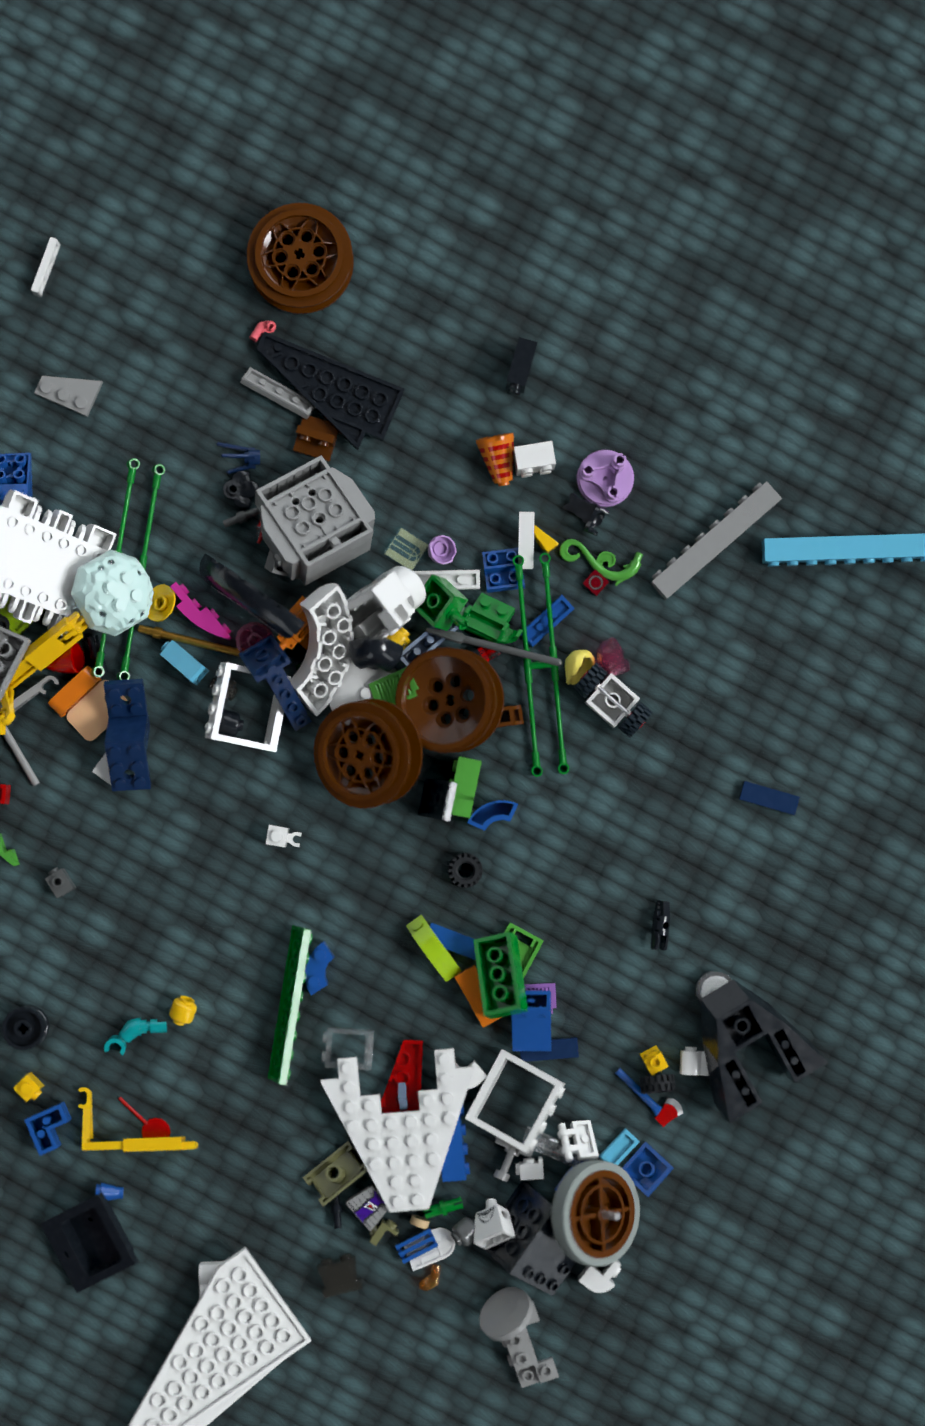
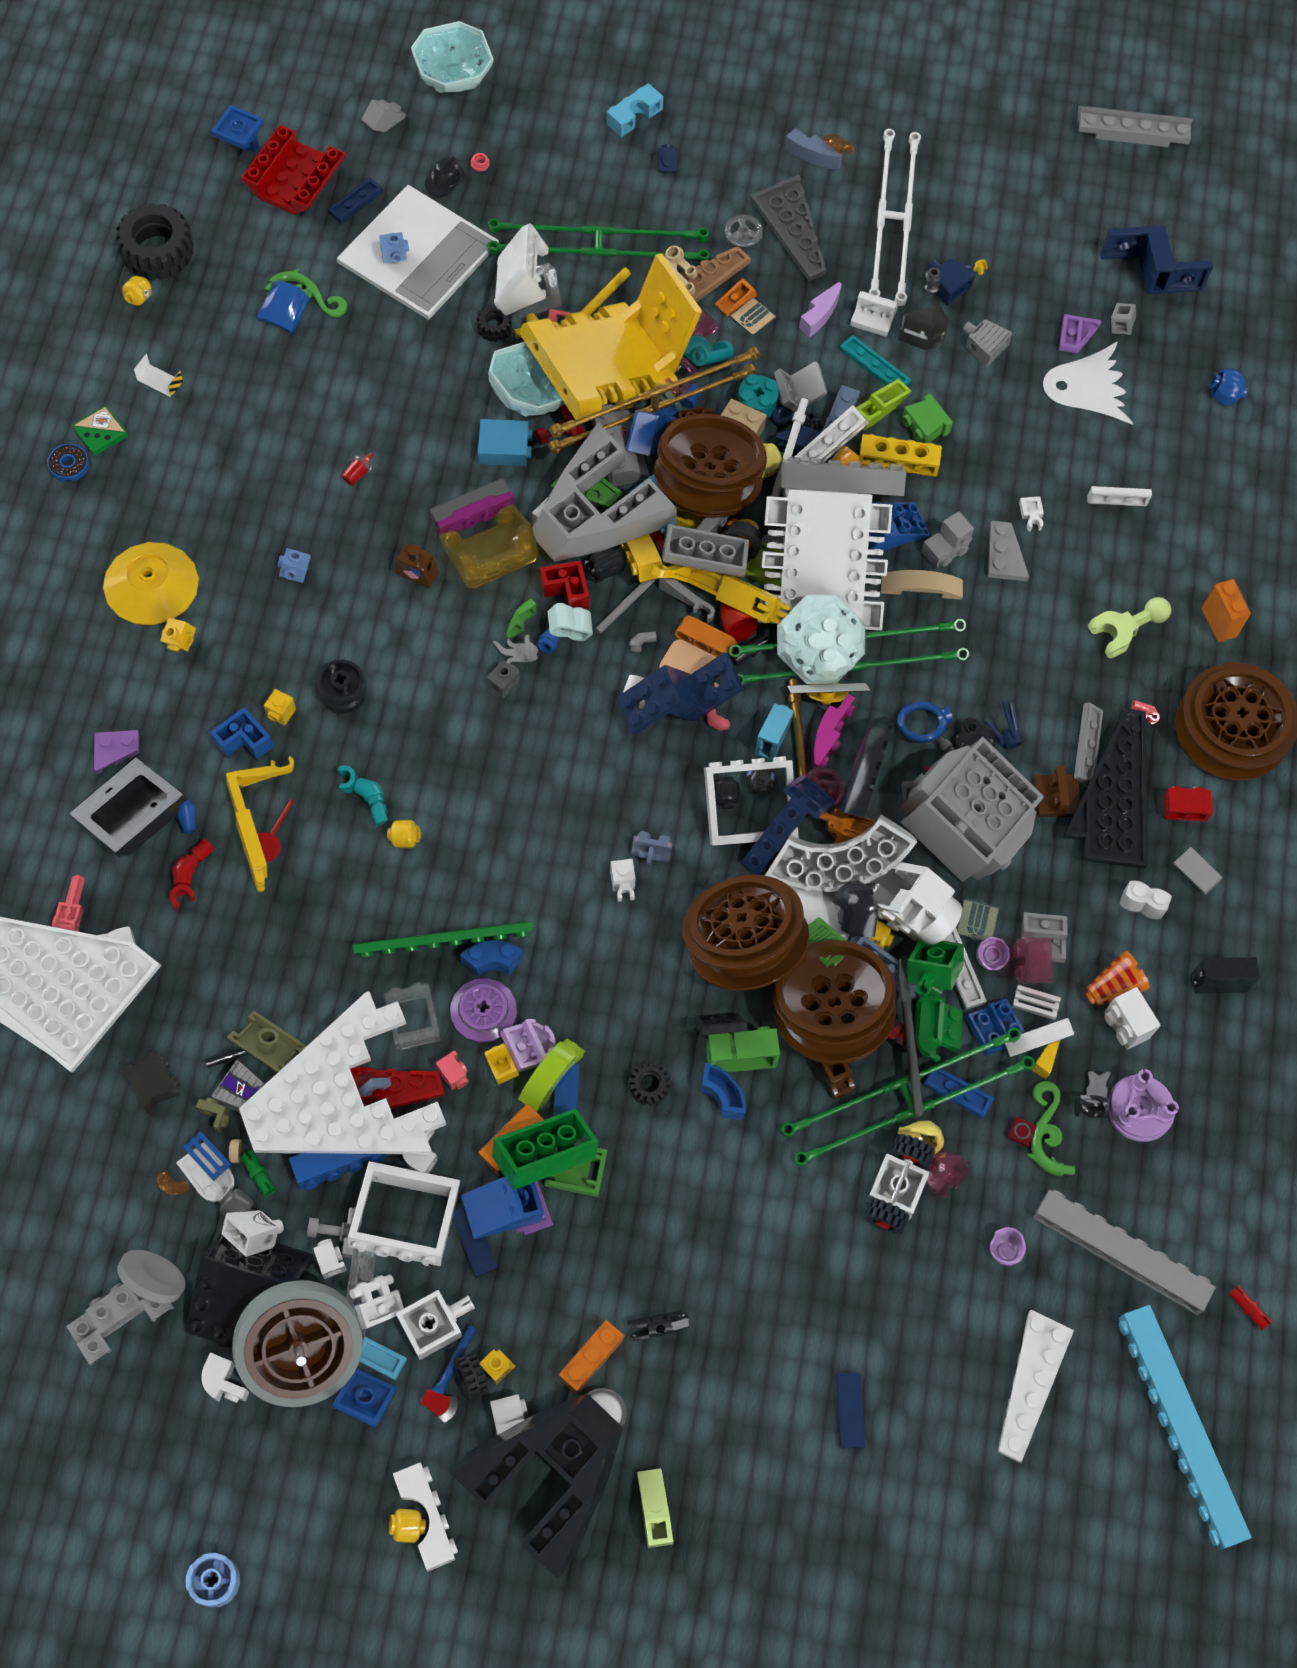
camera: 75 degrees right, 20 degrees down
(22, 1240) = (114, 748): none -> medium lavender wing
(23, 808) = (570, 622): none -> light aqua brick
(33, 830) = (547, 642): none -> blue cone
(34, 351) = (1032, 510): none -> white plate
(37, 858) = (519, 652): none -> light grey piece
(45, 438) = (949, 542): none -> light grey brick
(57, 750) = (641, 638): none -> light grey arm
(78, 478) = (922, 581): none -> tan slope
(157, 599) = (828, 688): none -> white sticker
(158, 708) = (716, 721): none -> coral arm
(158, 1206) = (183, 871): none -> red piece
(168, 1312) = (70, 913): none -> coral connector
(177, 316) = (1125, 626): none -> yellowish green piece
(193, 222) = (1226, 610): none -> orange brick
(213, 509) = (943, 717): none -> blue piece
(262, 804) = (652, 849): none -> sand blue hips
(345, 993) = (483, 1026): none -> medium lavender piece
(359, 330) = (1187, 804): none -> red brick
(401, 959) = (528, 1043): none -> lavender slope
(406, 1028) = (452, 1071): none -> coral brick
(412, 986) = (501, 1063): none -> yellow bracket
(422, 349) = (1198, 870): none -> light grey hinge
(437, 400) = (1150, 902): none -> white brick
(439, 500) = (1047, 926): none -> light grey slope
(462, 520) = (1033, 960): none -> clear pink brick
(501, 515) = (1037, 994): none -> white tile
(606, 1091) = (432, 1309): none -> white brick
(670, 985) = (591, 1357): none -> orange brick
(685, 630) = (1008, 1246): none -> lavender hair
(724, 1148) = (414, 1486): none -> white arch
(752, 1162) = (406, 1525): none -> yellow head
(752, 1328) = (205, 1568): none -> light blue brick
(780, 641) = (1037, 1367): none -> white wing
(788, 458) = (1250, 1307): none -> red pin
(796, 972) = (655, 1508): none -> yellowish green slope

